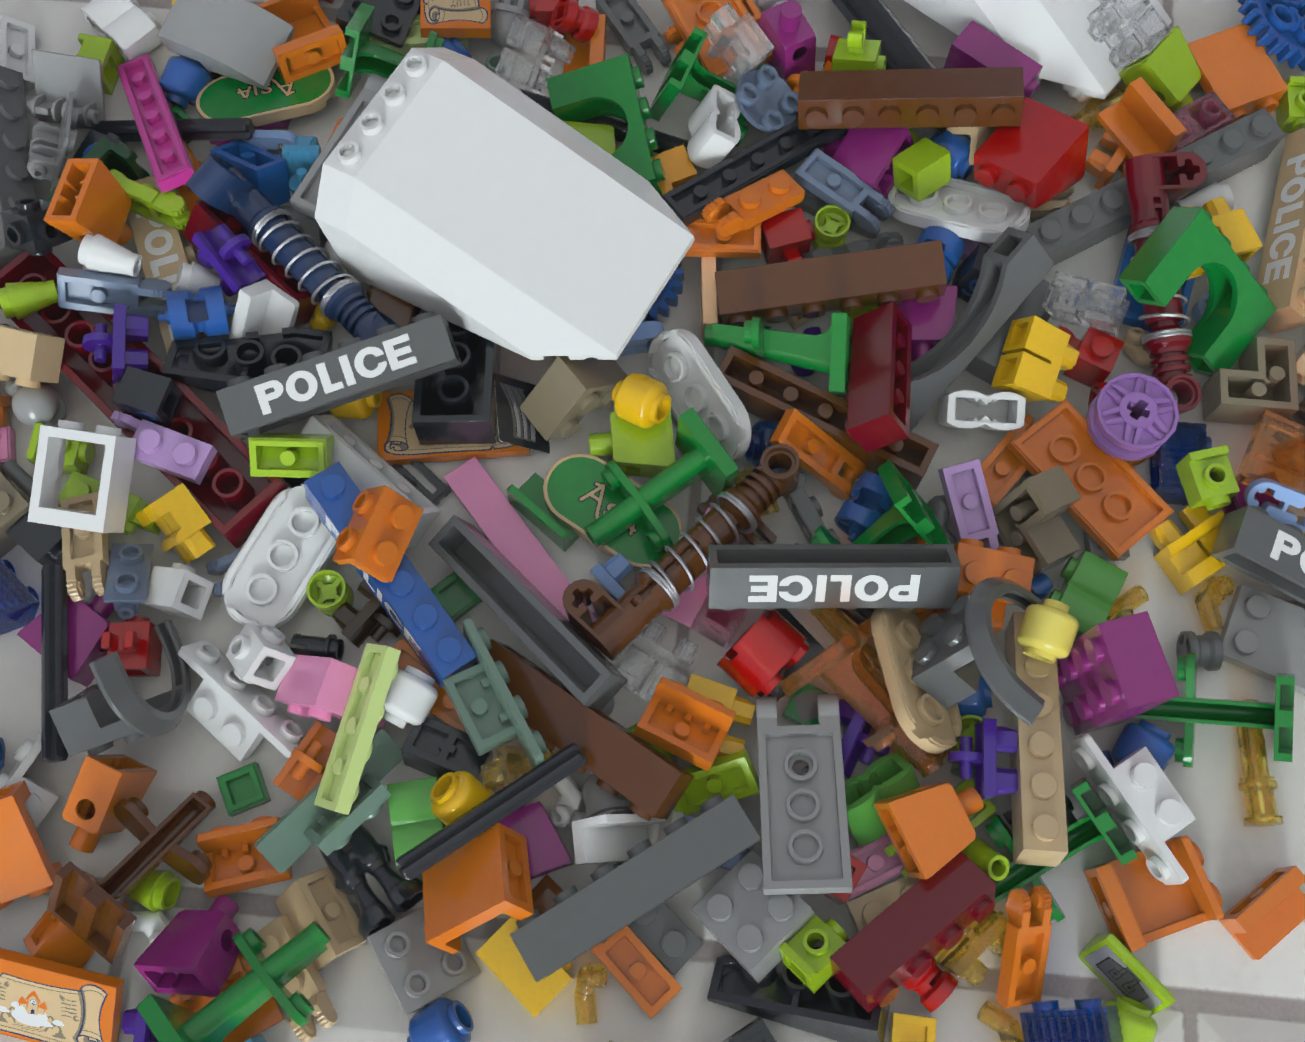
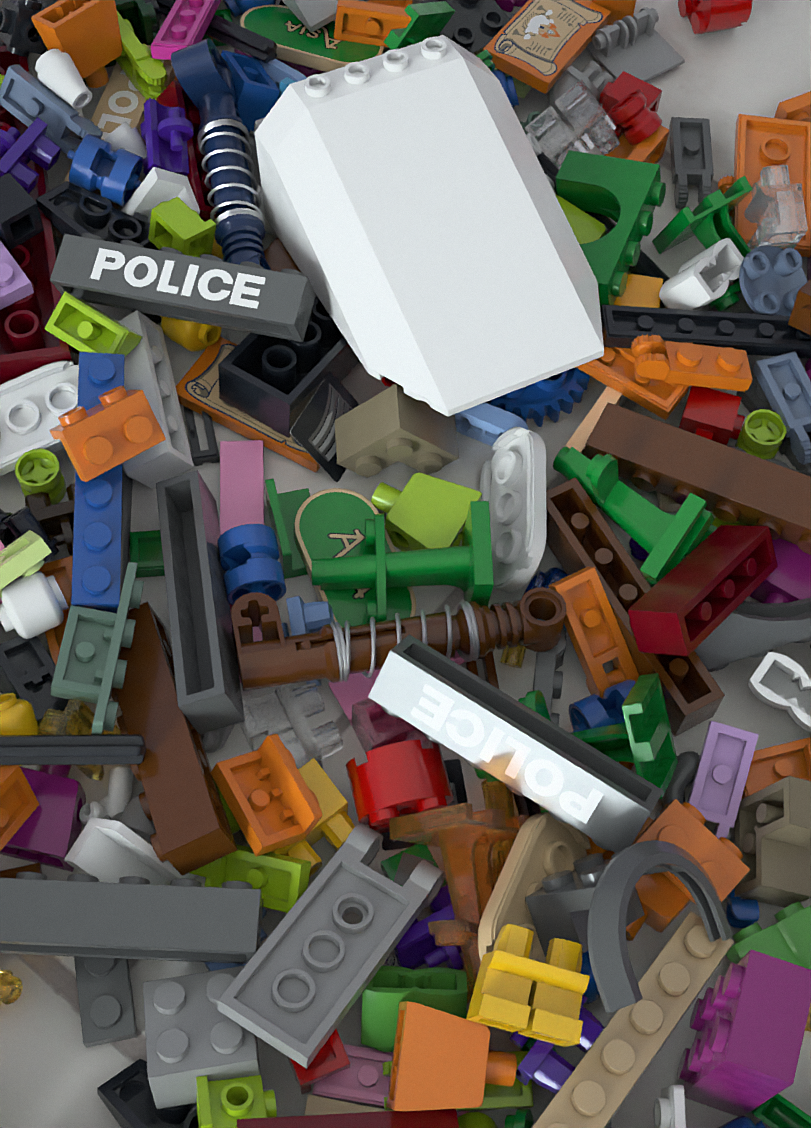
camera: 30 degrees right, 10 degrees down
(297, 329) = (181, 228): none -> lime brick
(354, 640) = (23, 521): none -> black pin
(541, 558) = (251, 562): none -> blue wheel
(637, 970) = (51, 1013): orange plate -> none
(641, 400) = (449, 474): yellow head -> none
(963, 748) = (529, 994): none -> yellow hips
(1047, 631) = (705, 942): light yellow head -> none

